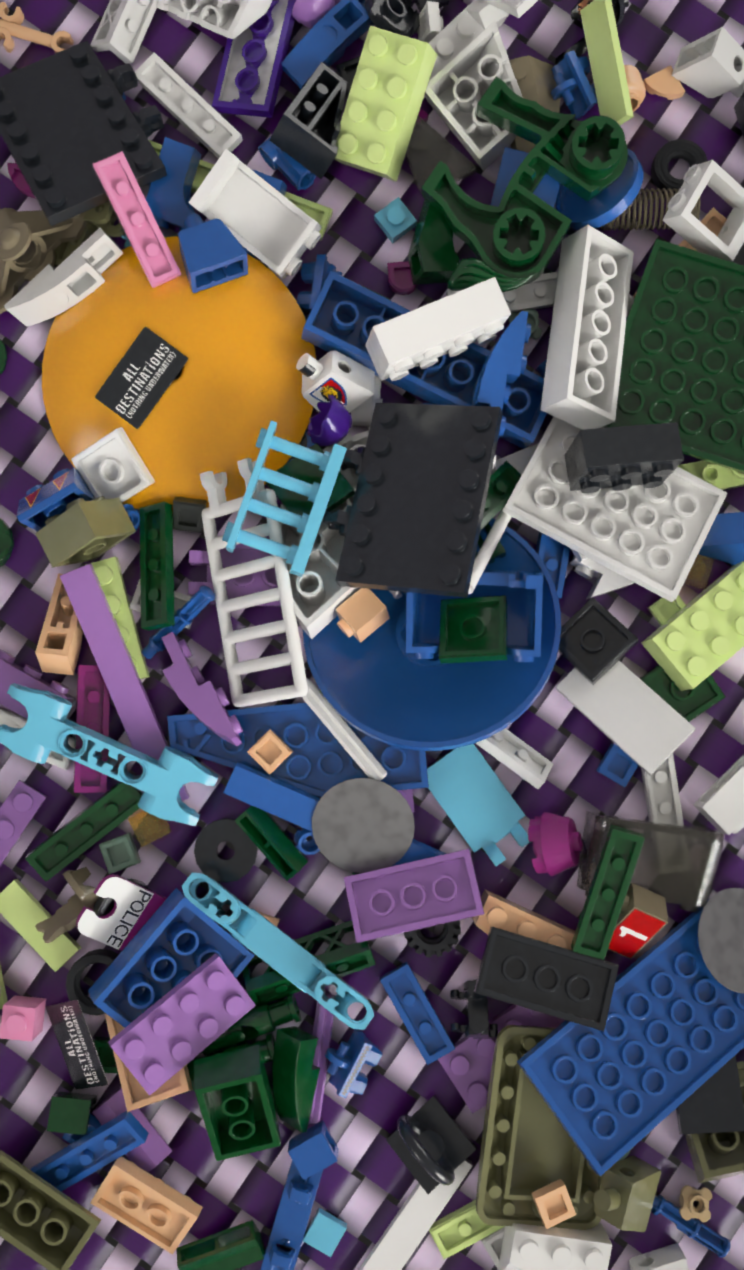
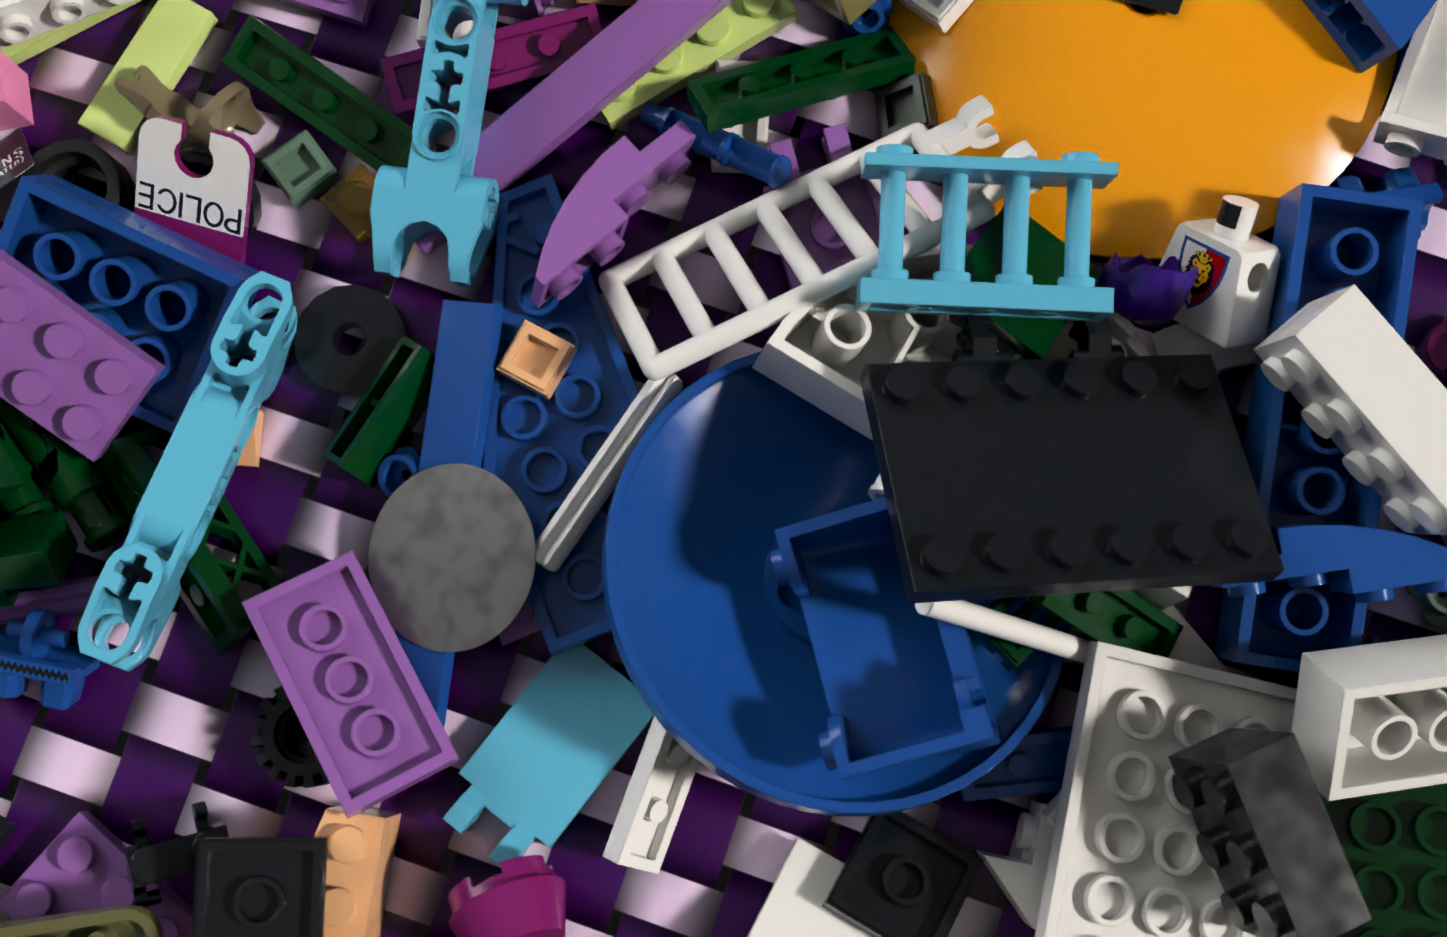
camera: 85 degrees right, 5 degrees down
(361, 614) = (821, 439): light nougat brick -> none
(417, 1013) = (150, 752): blue plate -> none
(473, 629) = (854, 644): dark green tile -> none

